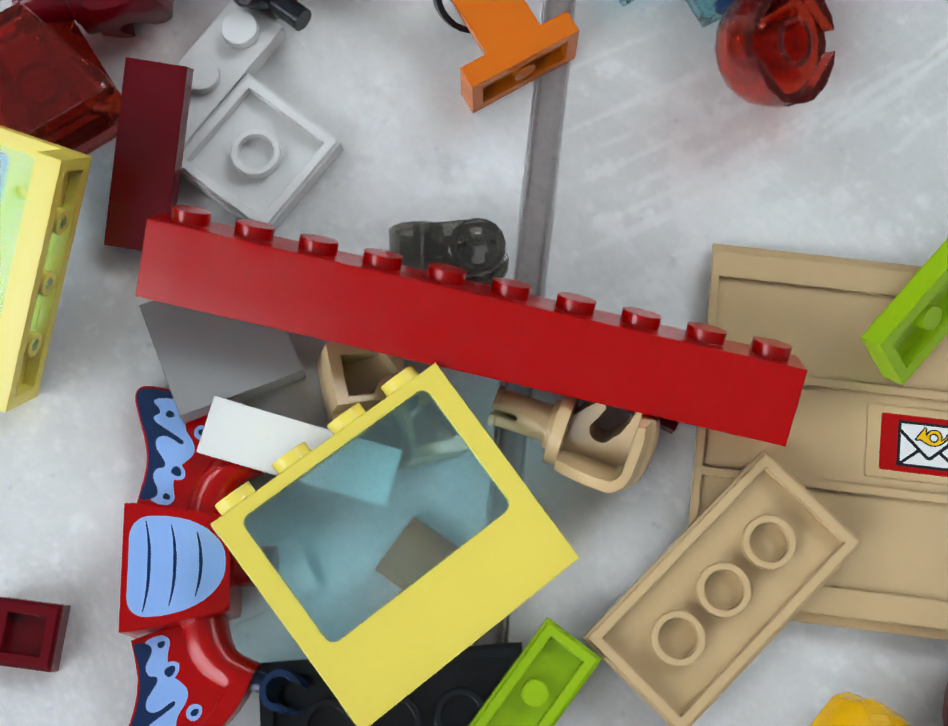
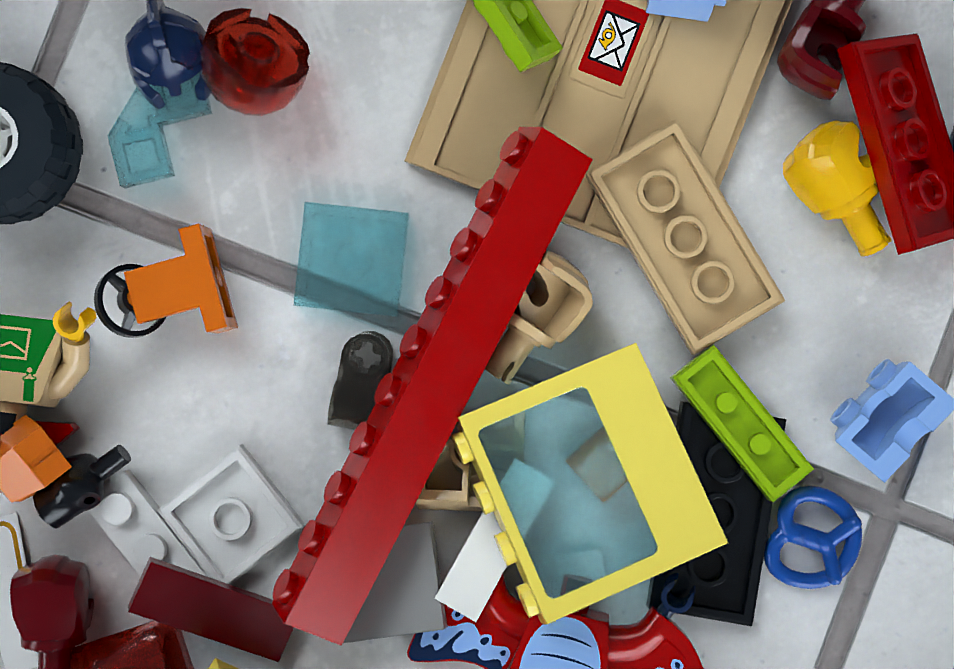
camera: 75 degrees left, 10 degrees up
(584, 214) = (351, 259): none -> clear light blue tile

